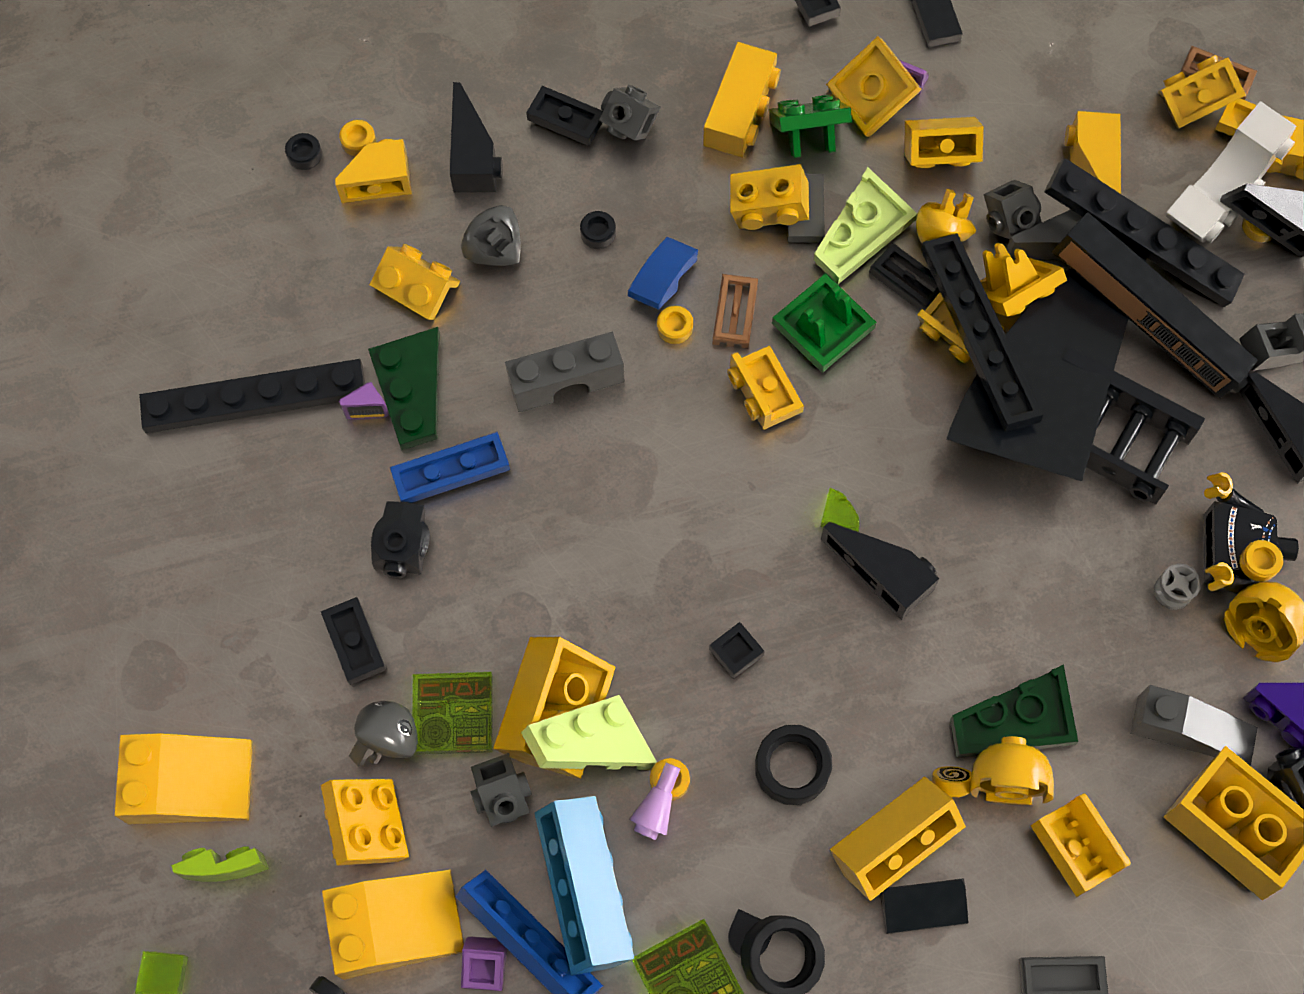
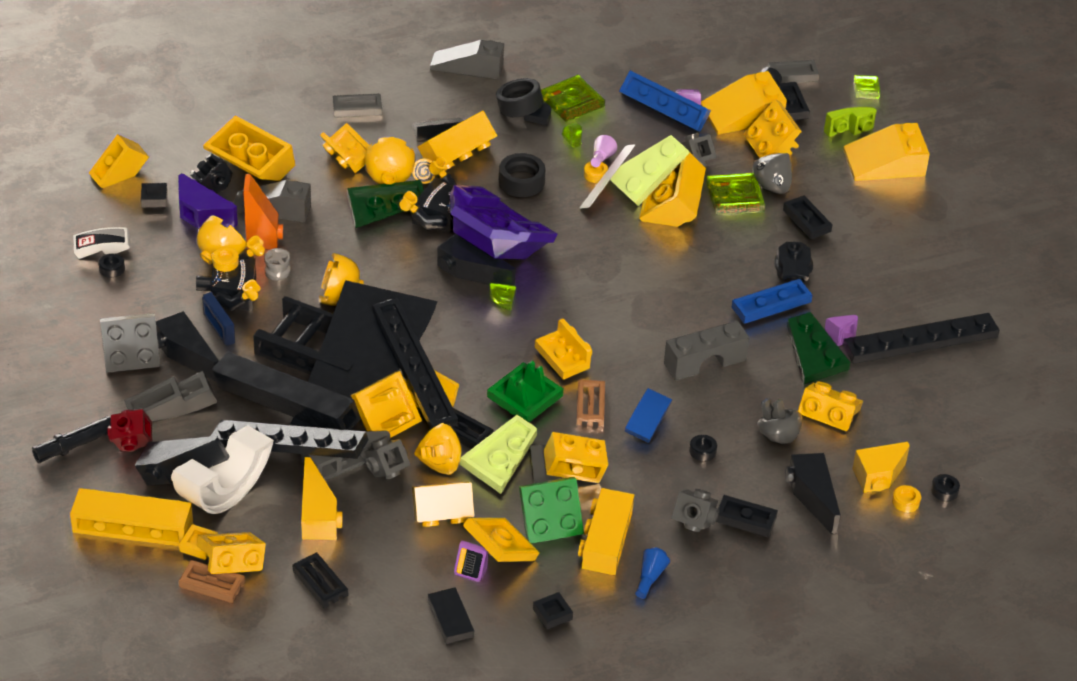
camera: 170 degrees right, 25 degrees down
(306, 934) = (795, 102): none -> black plate
(584, 885) = (635, 114): brick -> none
(653, 750) = (607, 176): none -> white sticker
(675, 324) = (632, 392): yellow tile -> none
(691, 55) = (653, 564): none -> blue cone
(698, 863) = (573, 134): none -> clear neon green tile
(736, 650) = (563, 223): black plate -> none
(805, 607) = (494, 226): none -> dark purple piece
(930, 692) = (433, 206): none -> black torso
(1083, 72) = (330, 595): none -> black tile
(1083, 526) = (335, 277): none -> yellow cylinder
(1217, 646) = (260, 215): none -> orange slope
(1254, 475) = (218, 319): none -> dark blue tile

